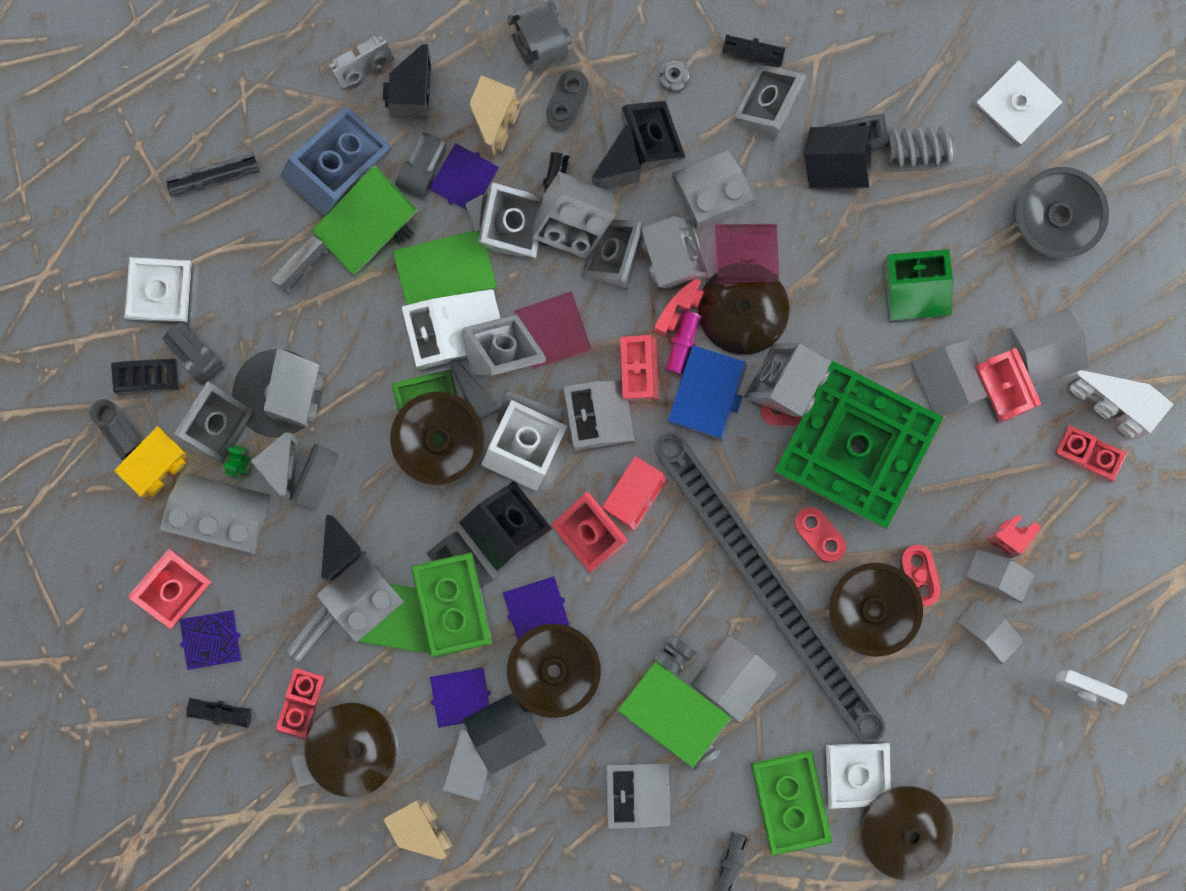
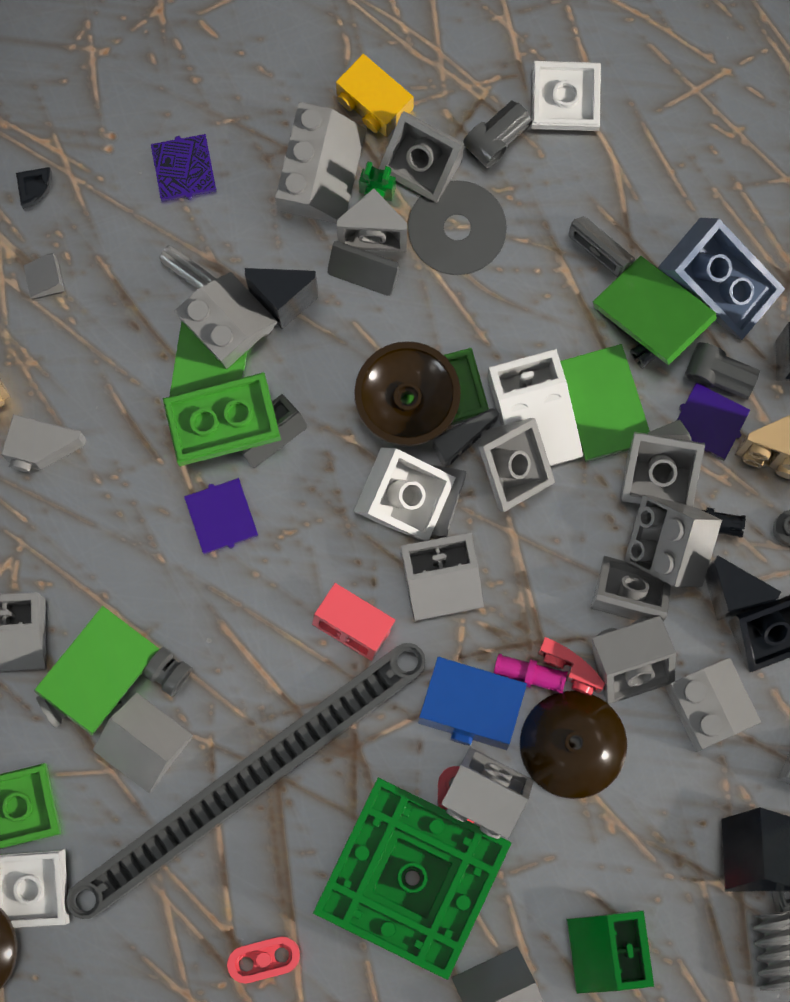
camera: 90 degrees right, 5 degrees down
(117, 376) = (467, 58): black slope -> none
(117, 429) = (409, 58): dark grey piece -> none
(169, 588) = (238, 119): coral slope -> none
(210, 174) = (694, 134): black pin -> none
(219, 712) = (103, 178): black pin -> none
(222, 778) = (33, 185): none -> black tile
(293, 389) = (457, 233): light grey slope -> none
(300, 704) = (113, 263): coral slope -> none
(330, 746) = (85, 314): dark brown dish -> none
(459, 695) = (121, 436): dark purple piece -> none
(503, 733) = (81, 483): black slope -> none
(505, 525) = (313, 477): black slope -> none
(547, 647) = (134, 513): dark brown dish -> none
(555, 328) = (540, 527): clear pink tile -> none
(589, 532) = (308, 572): coral slope -> none
(639, 367) = (498, 623): coral hinge -> none
(747, 253) = (638, 744): clear pink tile -> none
(820, 534) = (310, 839): coral plate -> none
(898, 603) = (194, 899): dark brown dish -> none

